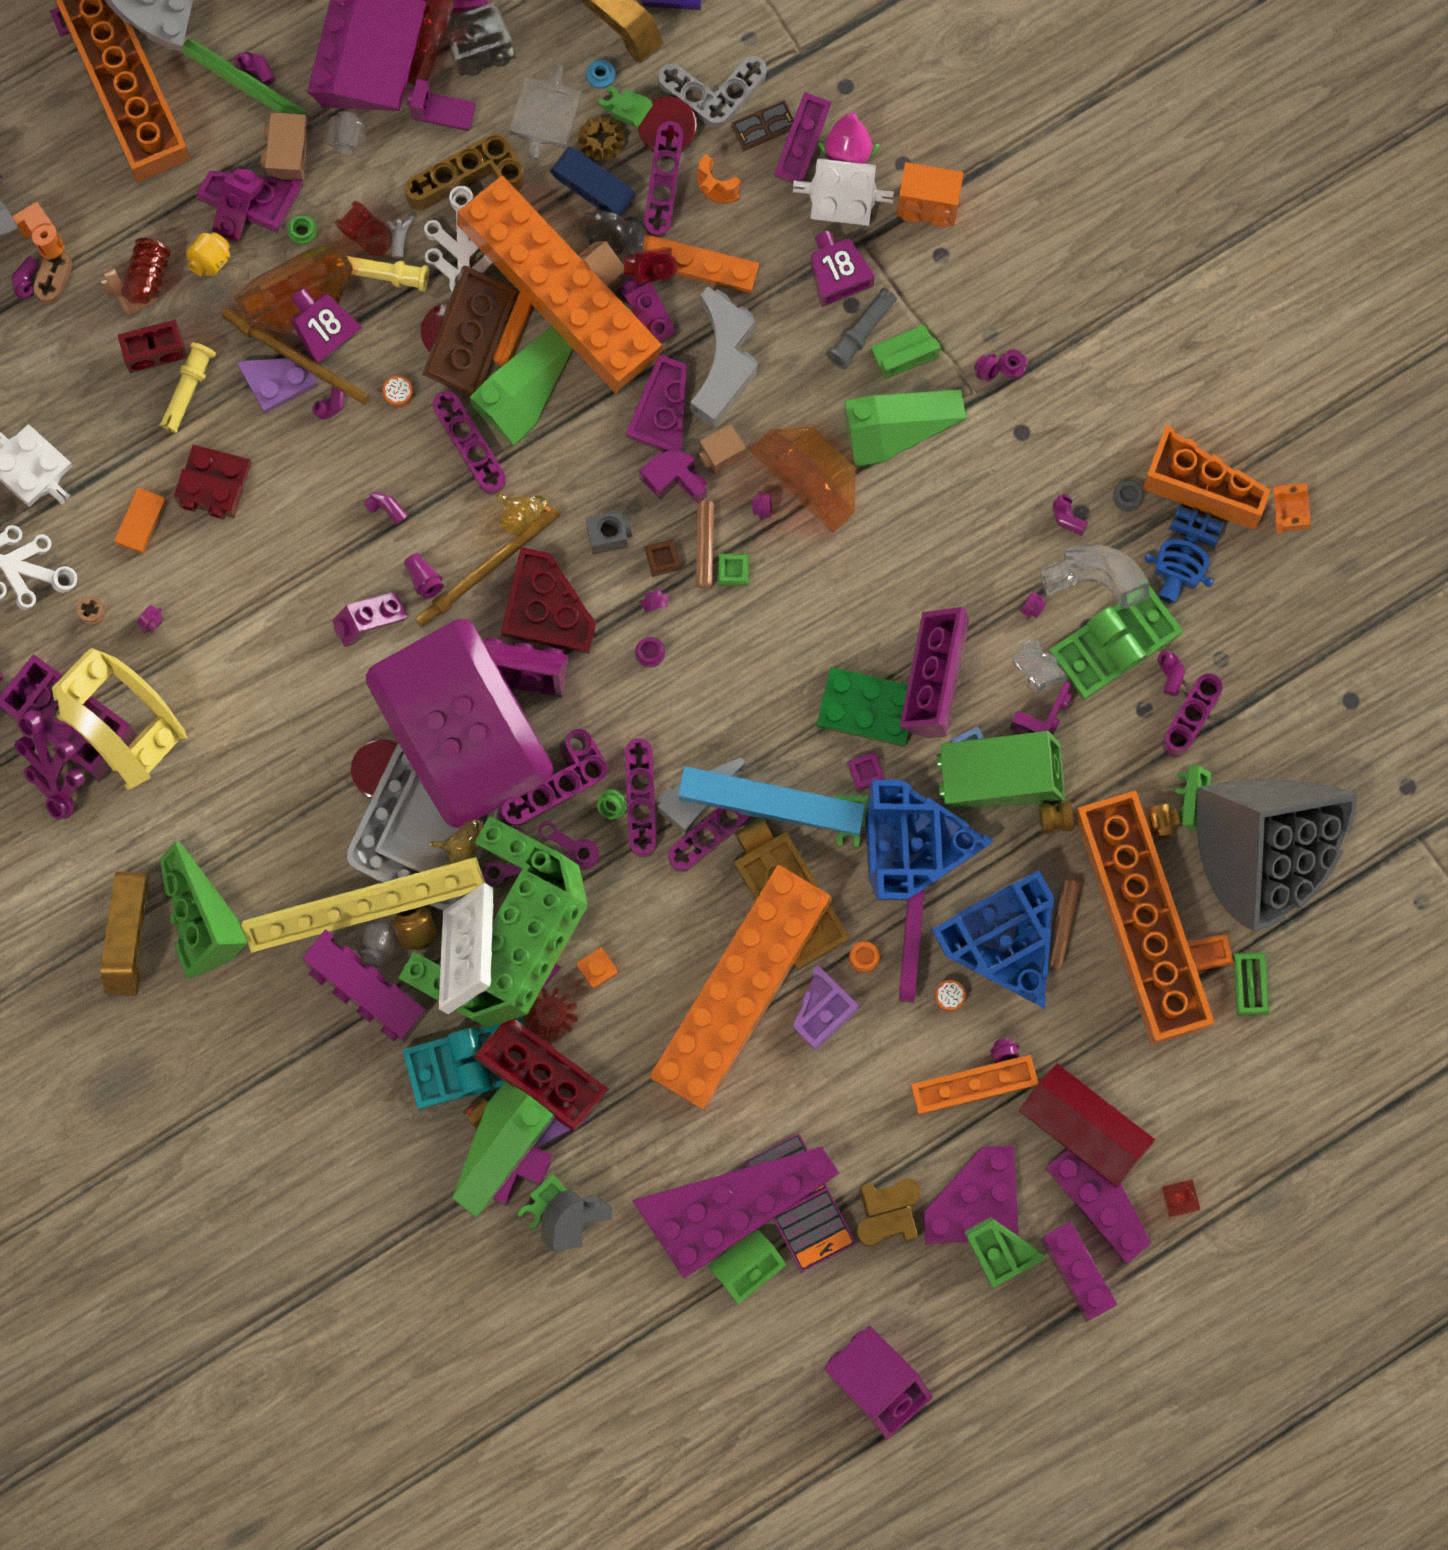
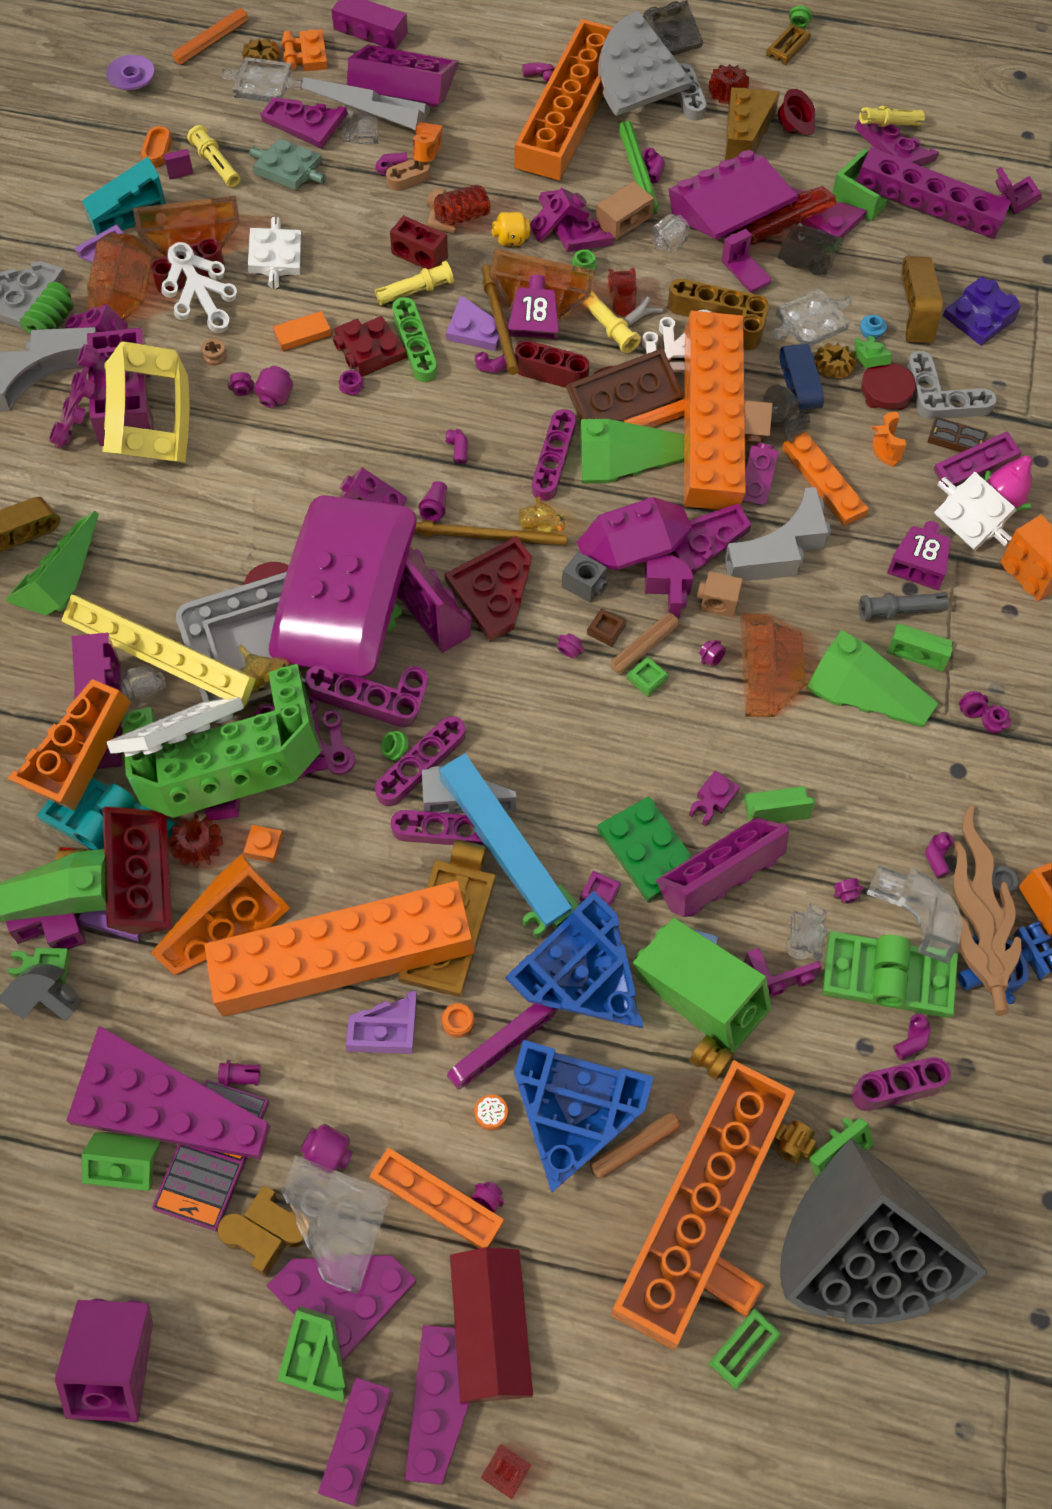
camera: 45 degrees right, 15 degrees down
(44, 48) = (538, 68): none -> magenta arm
(183, 597) = (273, 386): none -> magenta head
(230, 532) = (351, 382): none -> magenta plate
(243, 438) = (413, 339): none -> bright green beam
(393, 349) = (550, 364): none -> dark red beam
(397, 391) = (542, 391): tile -> none
(403, 1041) = (74, 746): none -> orange wedge
(415, 928) = (173, 695): pearl gold head -> none
(614, 462) = (635, 533): none -> magenta wedge
(629, 1039) = (230, 906): none -> orange wedge
(650, 652) = (531, 675): magenta plate -> none
(651, 265) = (788, 440): dark red hips -> none
(666, 179) = (854, 410): magenta beam -> none
(760, 1136) = (238, 1073): none -> magenta pin
(872, 1125) = (327, 1147): none -> magenta head
(874, 618) = (714, 794): none -> magenta plate
(925, 585) = (779, 805): none -> bright green panel
(928, 1160) = (336, 1219): none -> clear plate
(1149, 538) = (990, 922): none -> medium nougat piece

